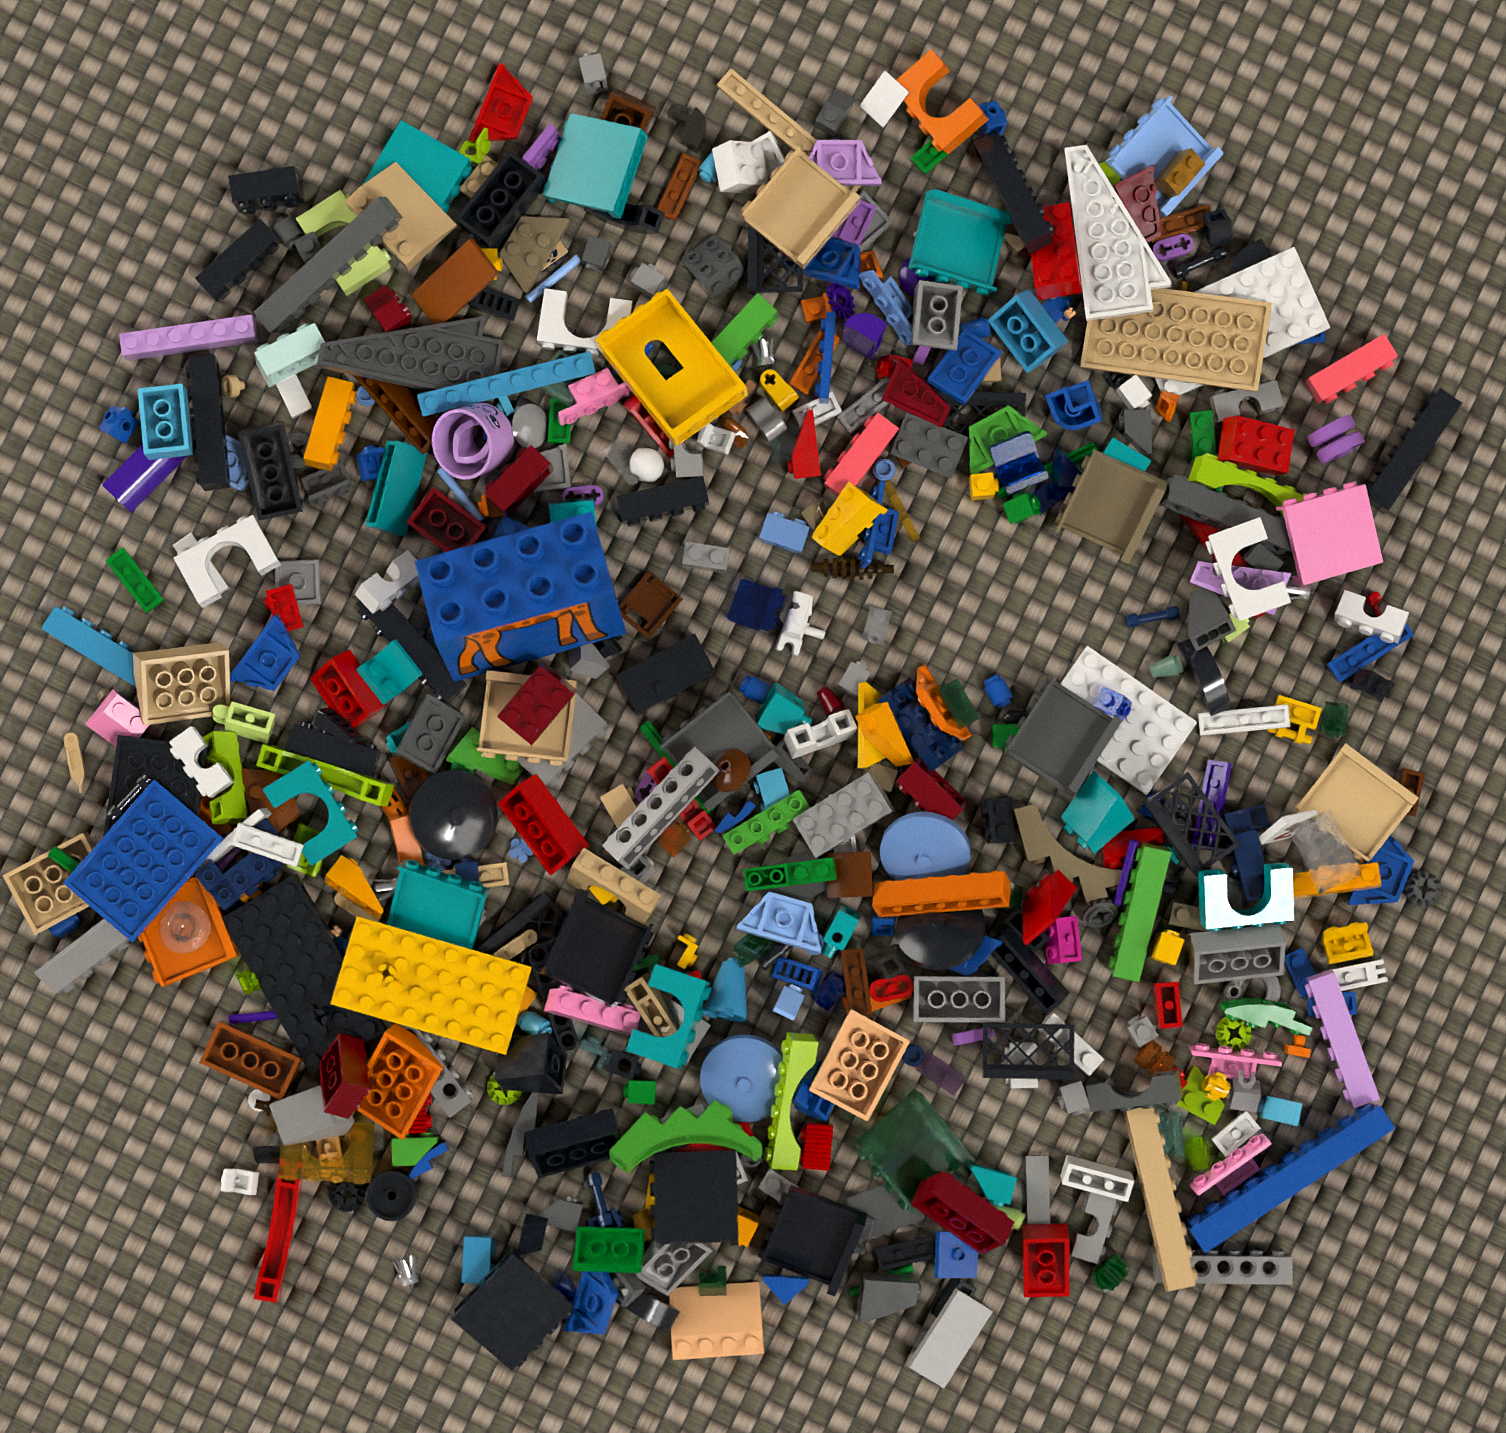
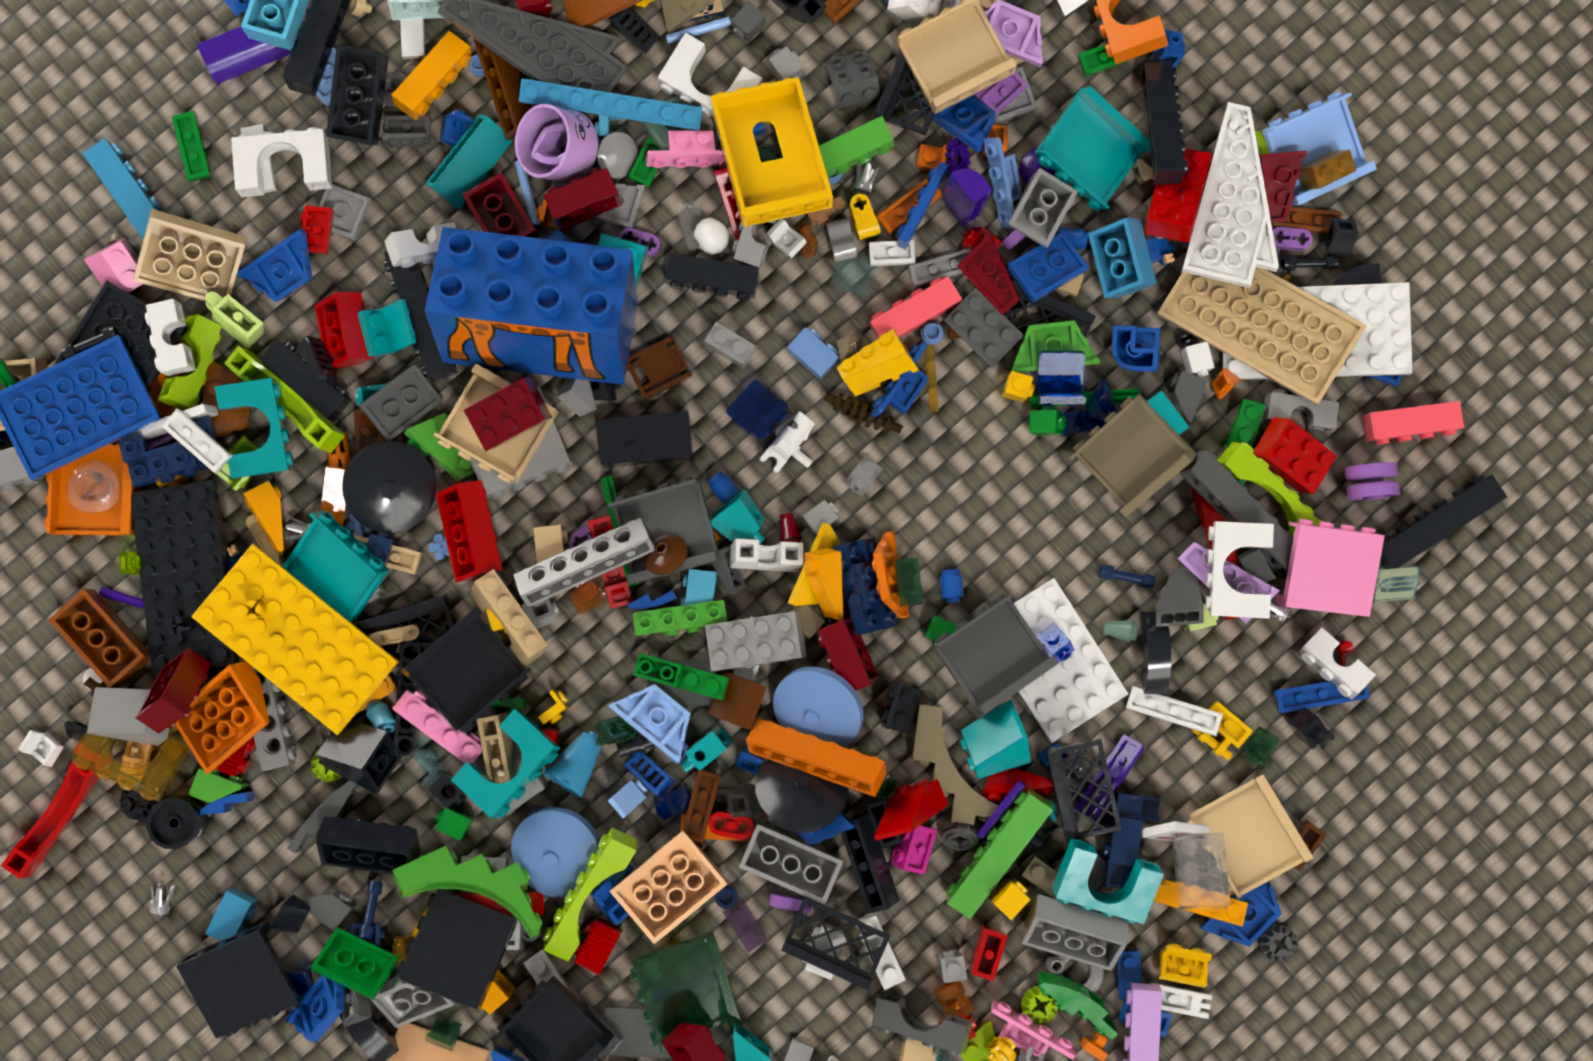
camera: 20 degrees right, 0 degrees up
(75, 759) = (65, 289): tan piece -> none
(804, 454) = (864, 286): red slope -> none
(1013, 716) = (956, 615): black arm -> none
(1073, 1098) = (860, 1003): light grey brick -> none
(1396, 522) = (1397, 584): none -> clear light blue piece

